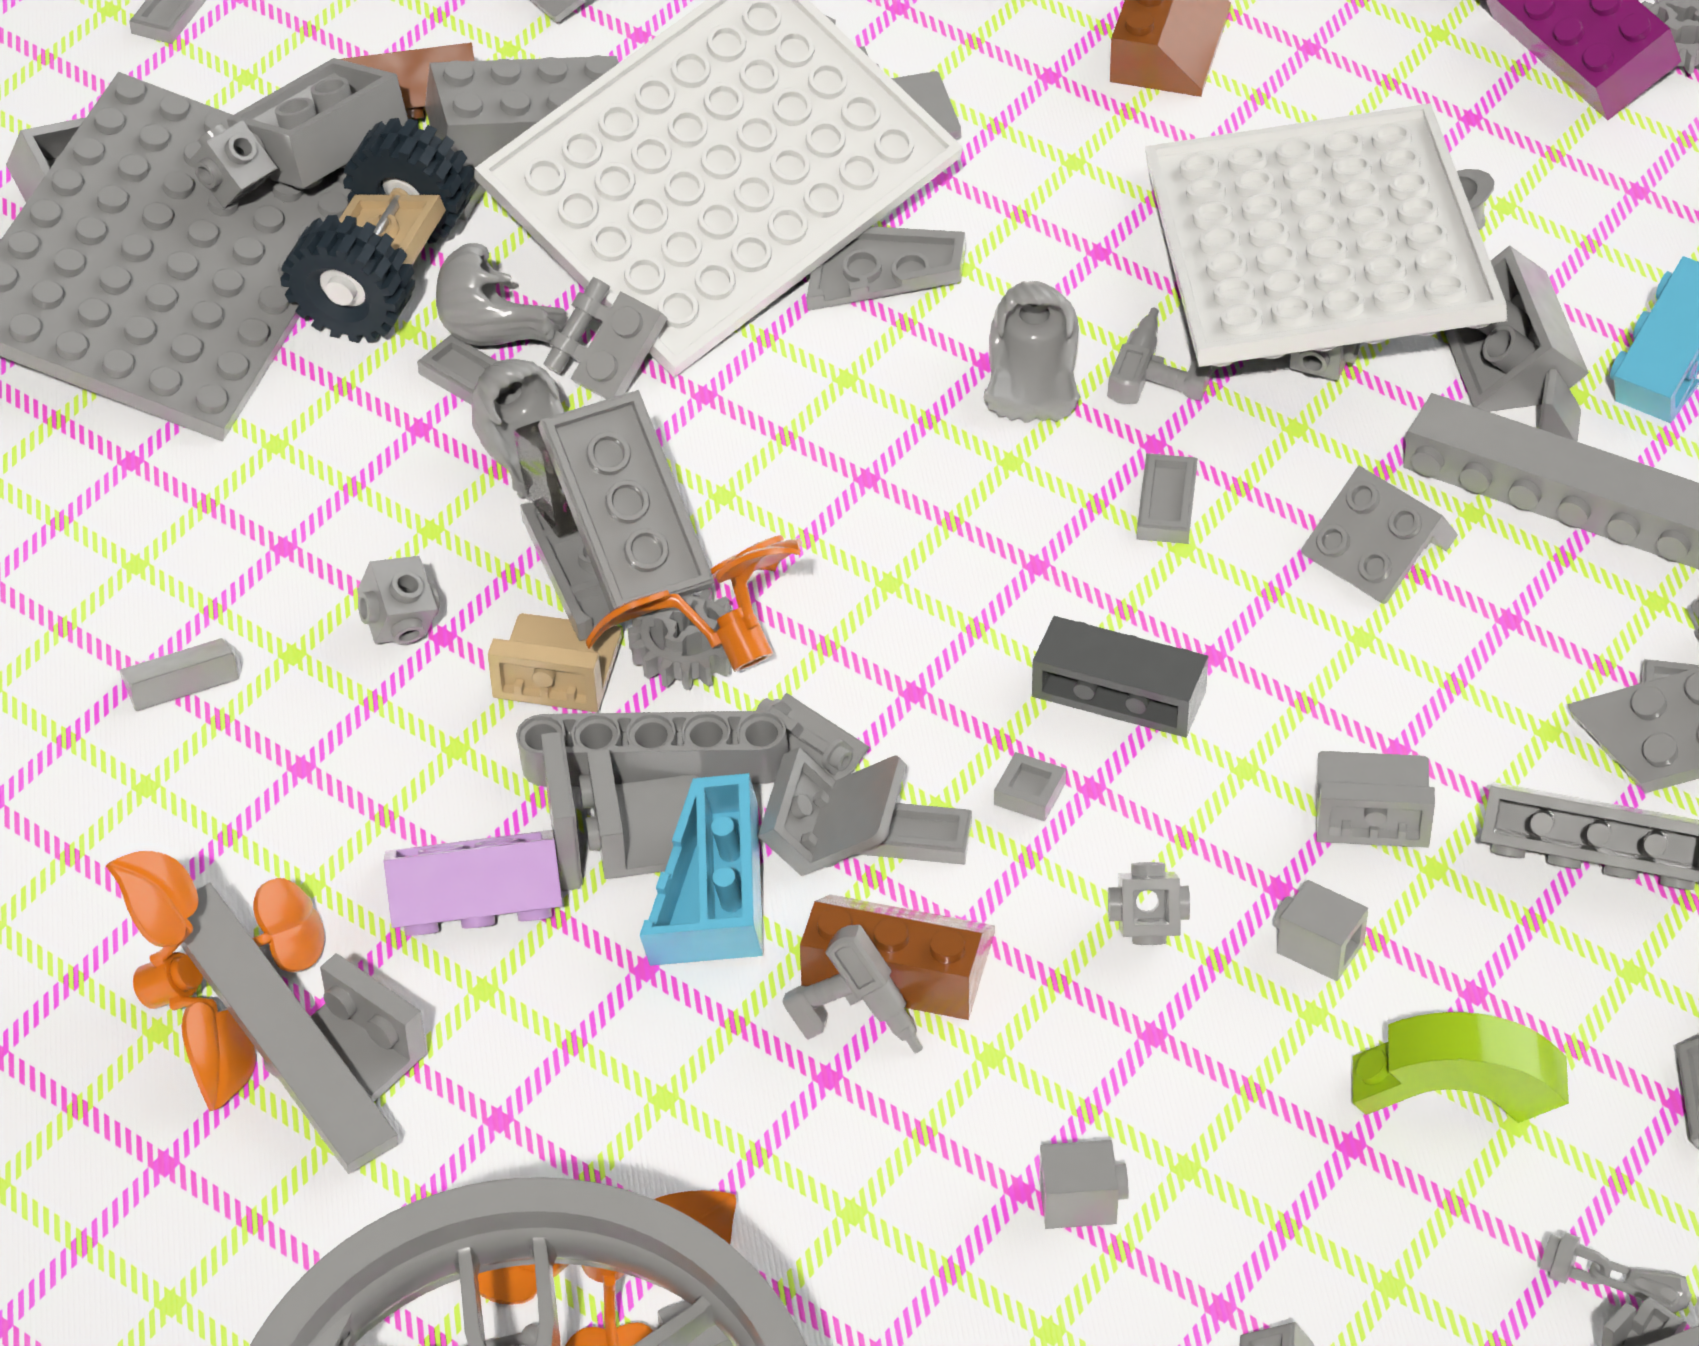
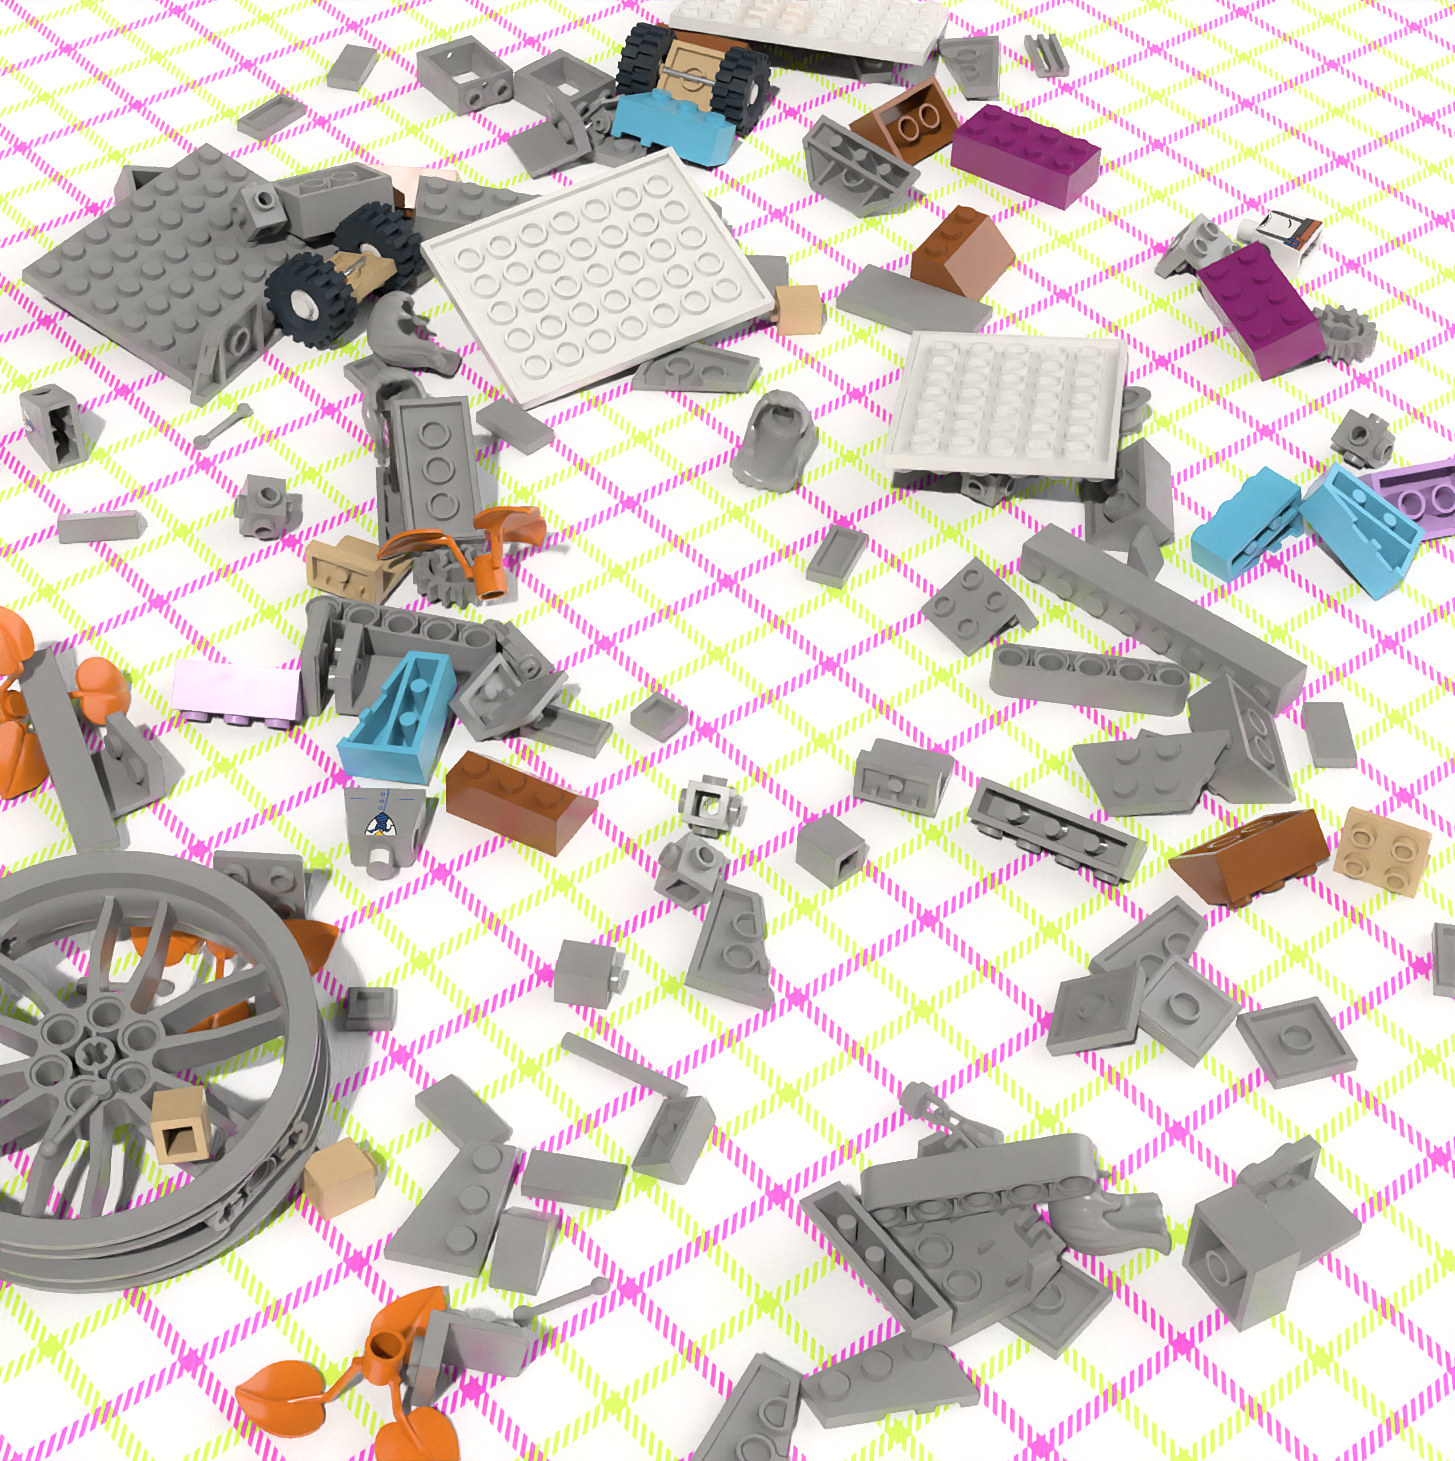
camera: 10 degrees right, 5 degrees down
(67, 541) = (52, 414): none -> light grey torso
(263, 368) = (232, 345): none -> light grey wing
(268, 516) = (202, 441): none -> light grey hinge
(617, 347) = (484, 379): light grey plate -> none
(623, 1155) = (272, 877): none -> light grey bracket
(681, 400) = (515, 426): none -> light grey tile
(734, 1035) = (384, 827): none -> light grey torso
(816, 1299) = (370, 1009): none -> light grey tile
(861, 976) = (480, 805): light grey piece -> none
(989, 148) = (797, 310): none -> tan brick
(1119, 676) = (752, 659): dark grey brick -> none
(1125, 106) = (910, 304): none -> light grey tile
(1137, 364) = (853, 466): light grey piece -> none
(1158, 1005) = (688, 871): none -> light grey brick
(1173, 1301) = (623, 1066): none -> light grey bar
(1245, 1102) = (731, 950): none -> light grey wing
(1467, 1054) = (898, 947): lime arch -> none
(1556, 605) = (1089, 679): none -> light grey beam

